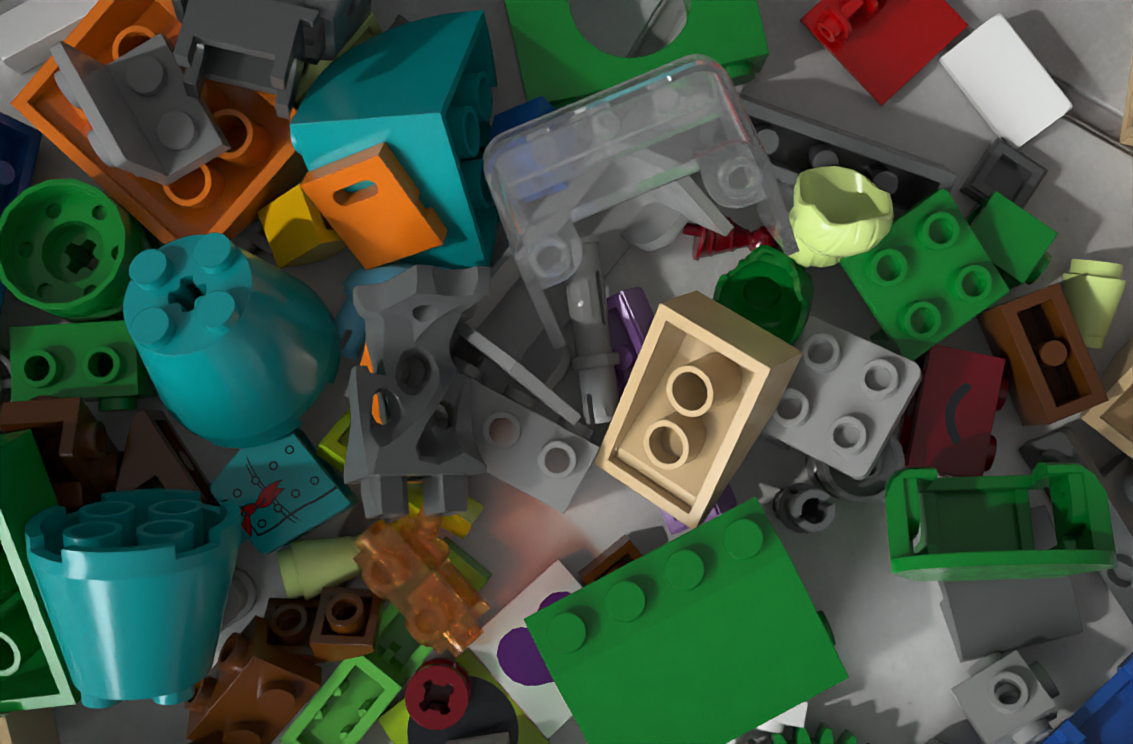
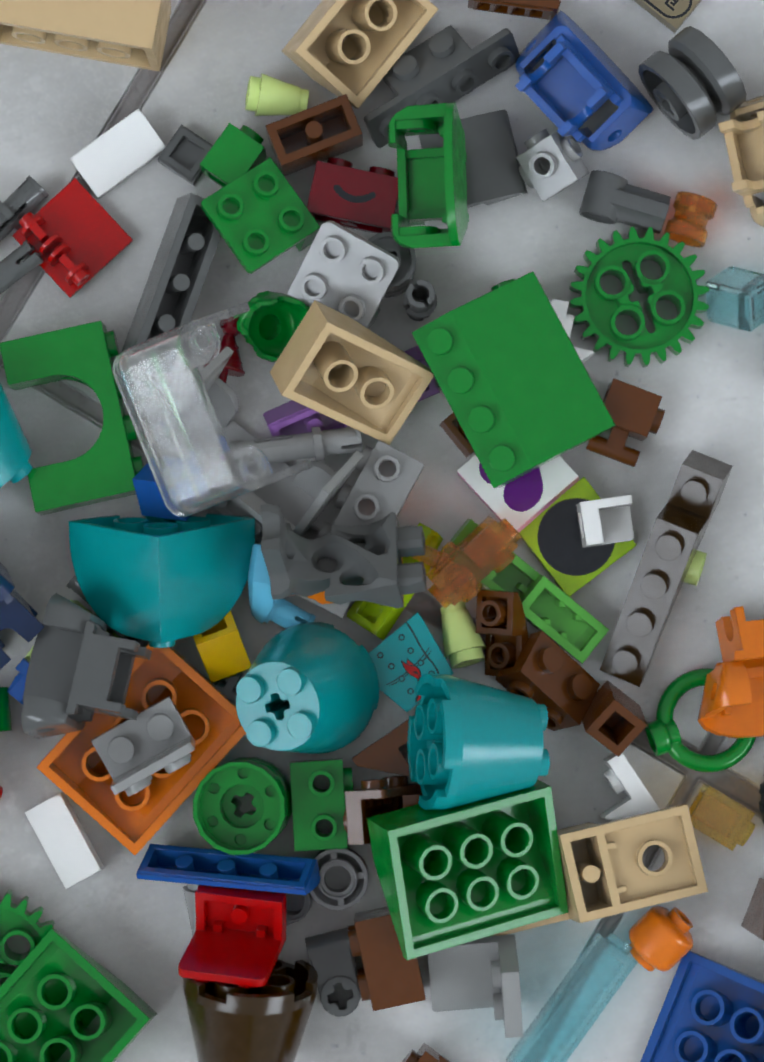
camera: 95 degrees left, 0 degrees up
(380, 220) = (222, 591): orange piece -> none
(448, 684) = (541, 554): dark red wheel -> none
(837, 215) = (219, 275): yellowish green hair -> none

